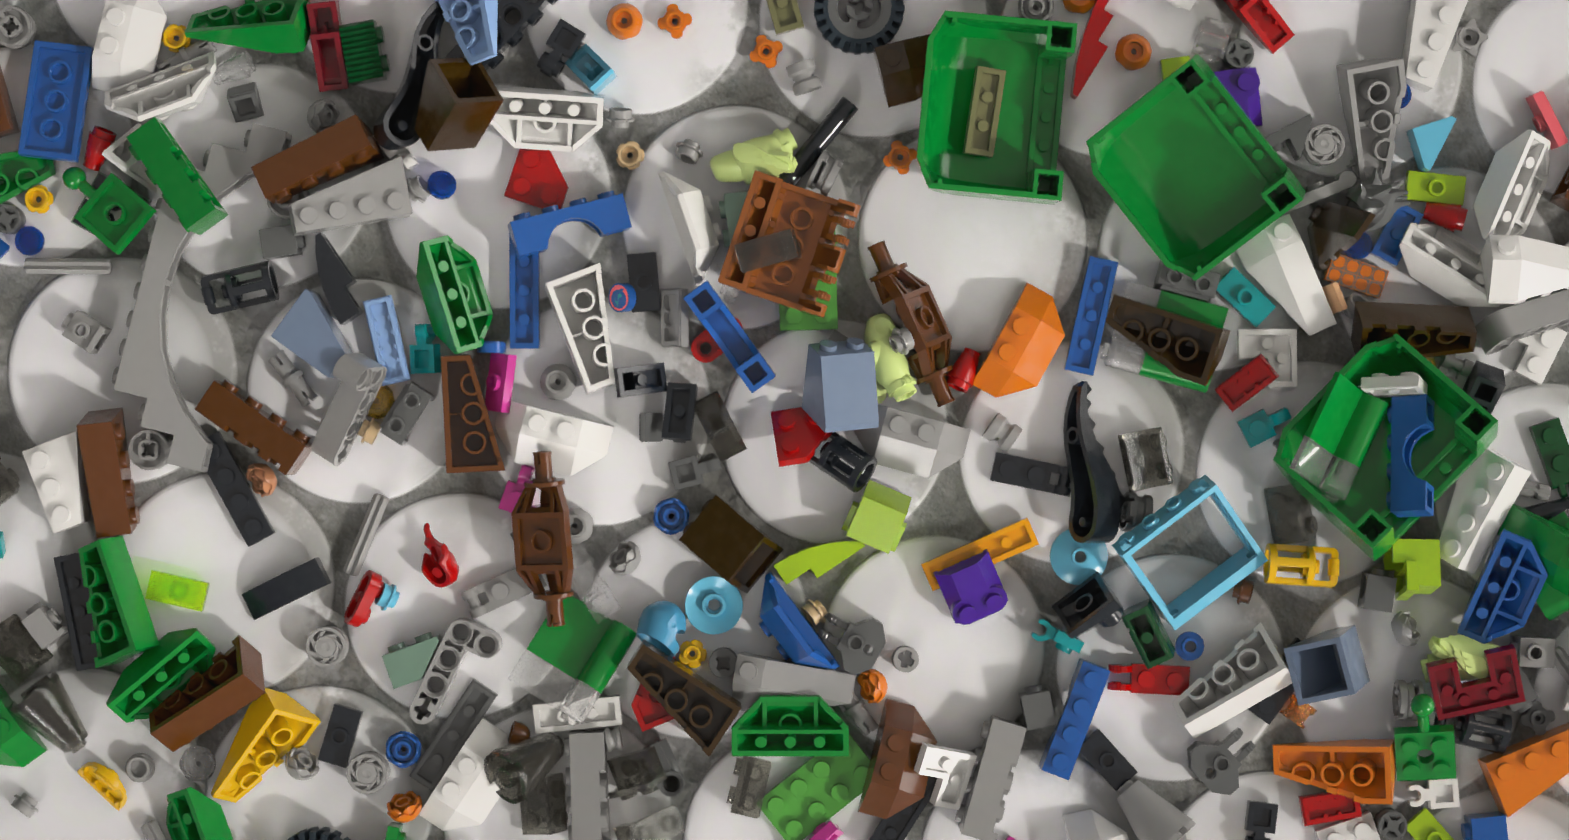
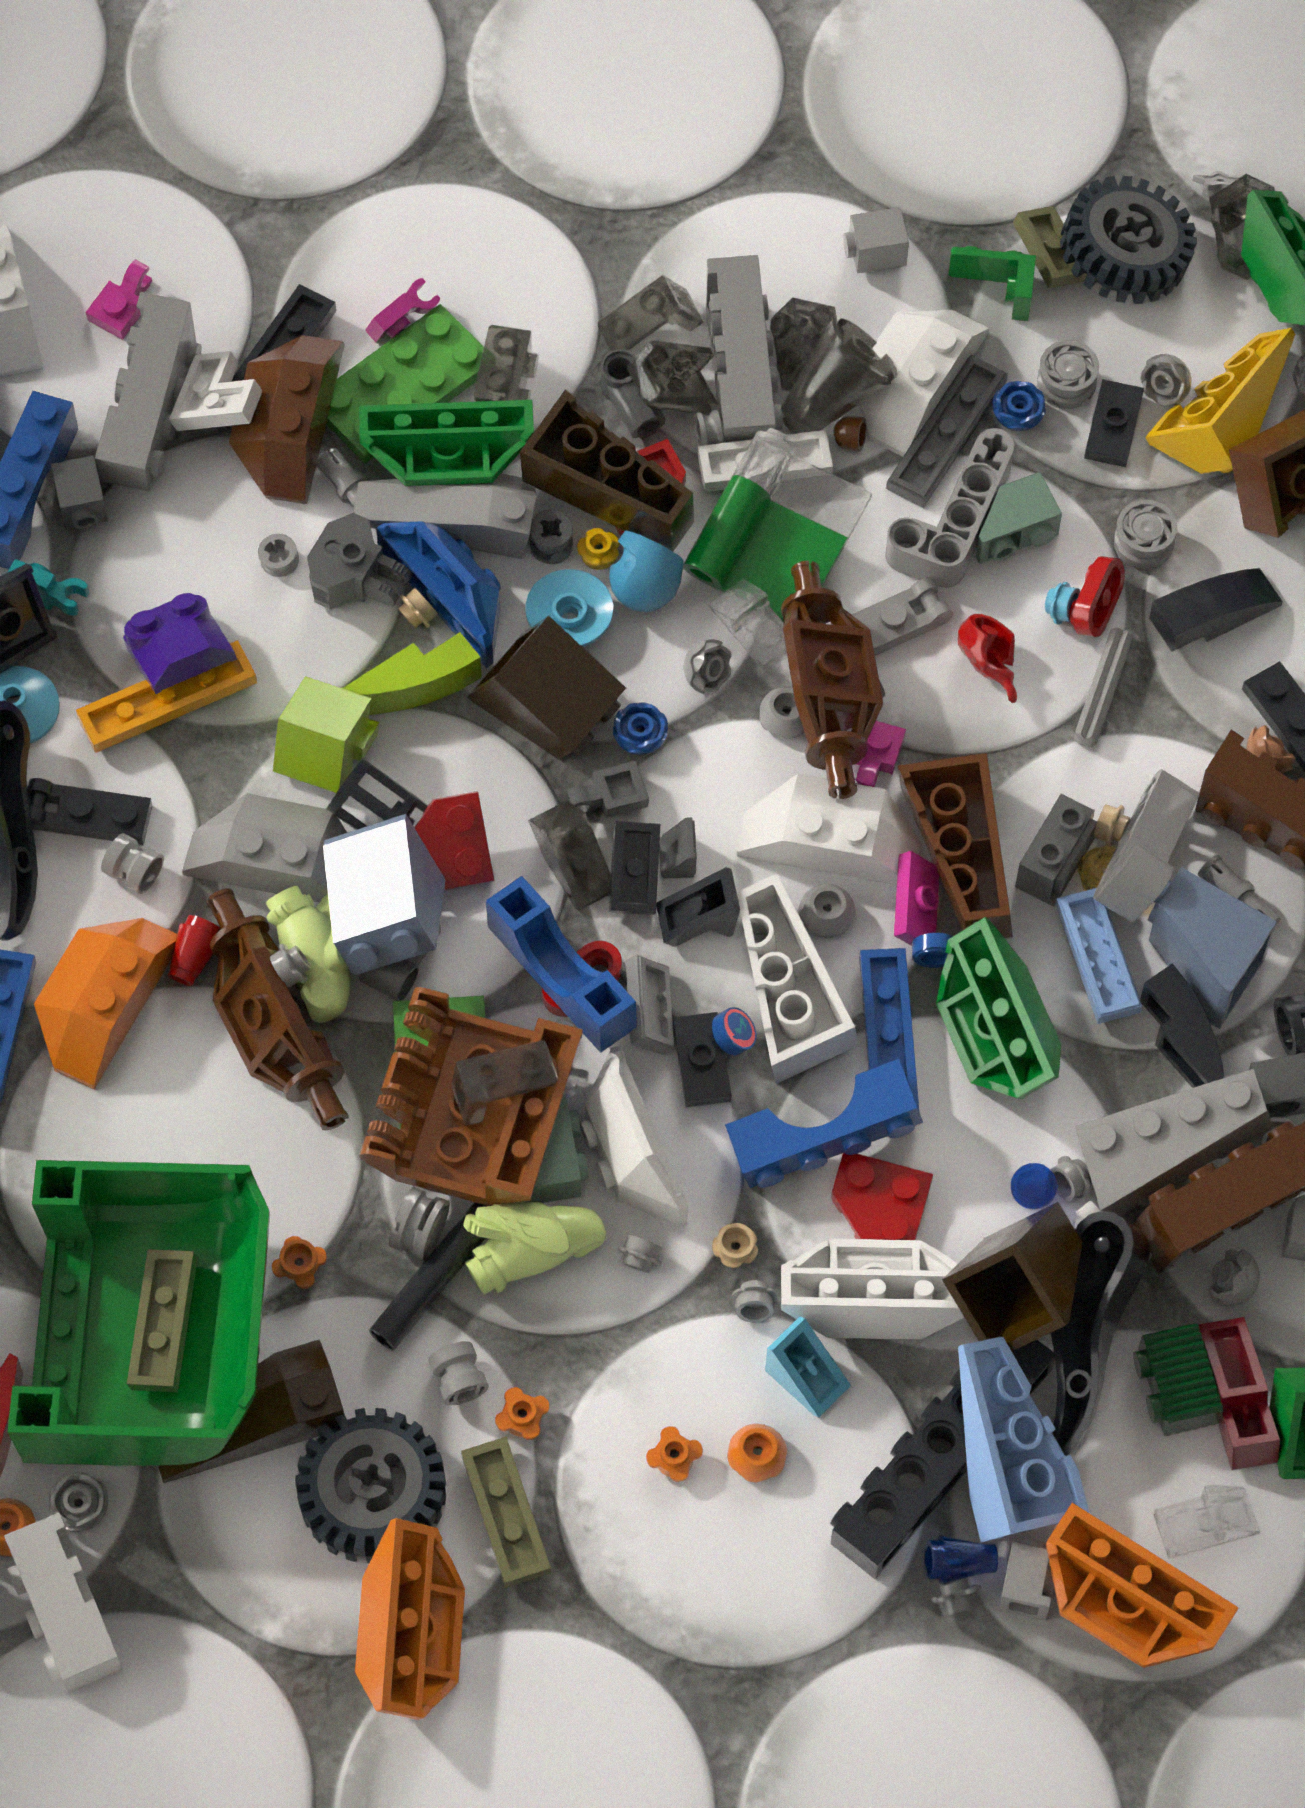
camera: 175 degrees right, 25 degrees down
(404, 807) = (1016, 341): orange plate -> none
(425, 356) = (1039, 935): teal plate -> none
(564, 41) = (852, 1411): black plate -> none
(872, 685) = (322, 508): orange plate -> none

